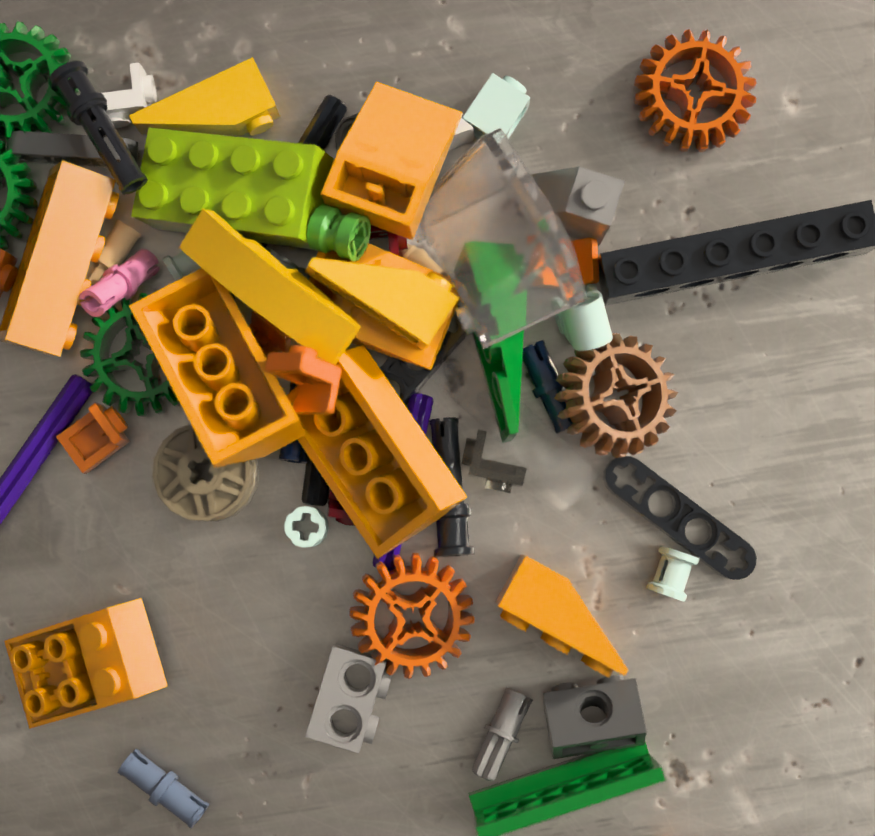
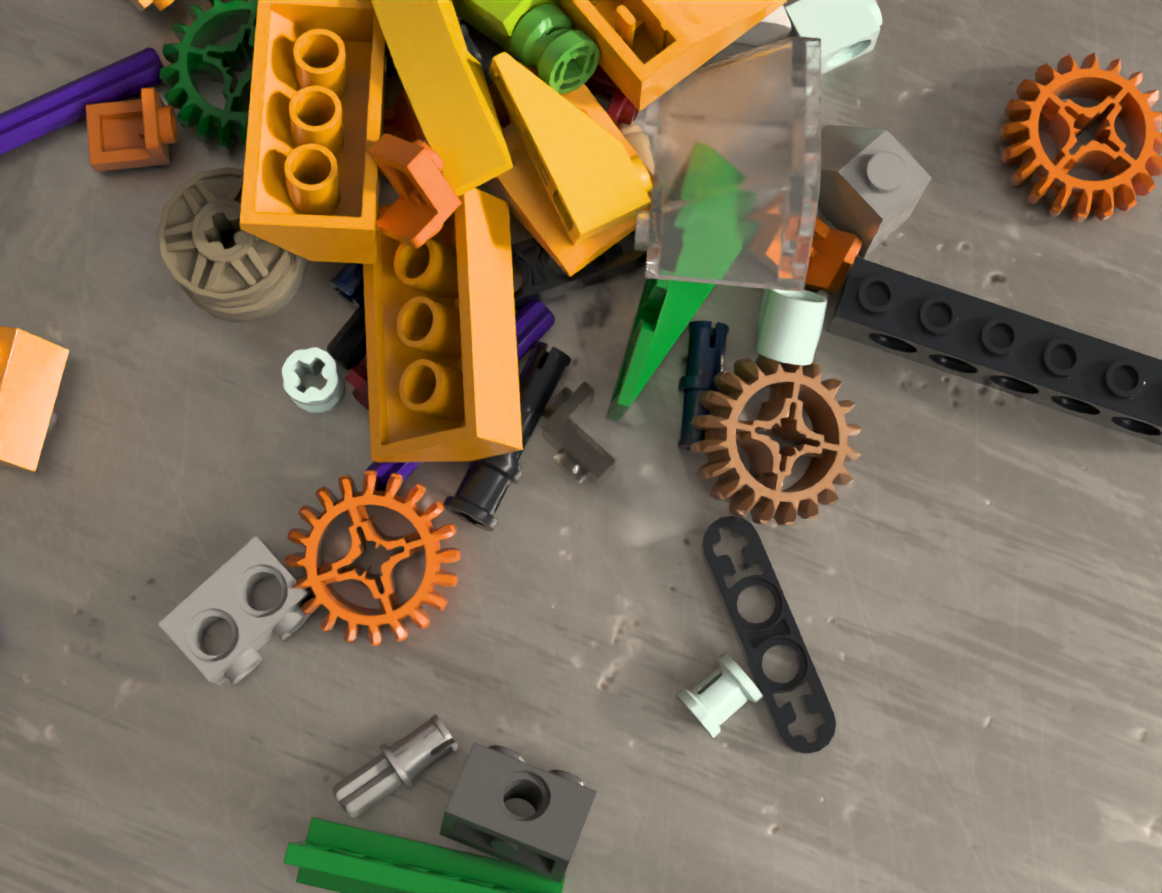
camera: 30 degrees right, 5 degrees down
(552, 605) = (544, 632): light orange slope -> none

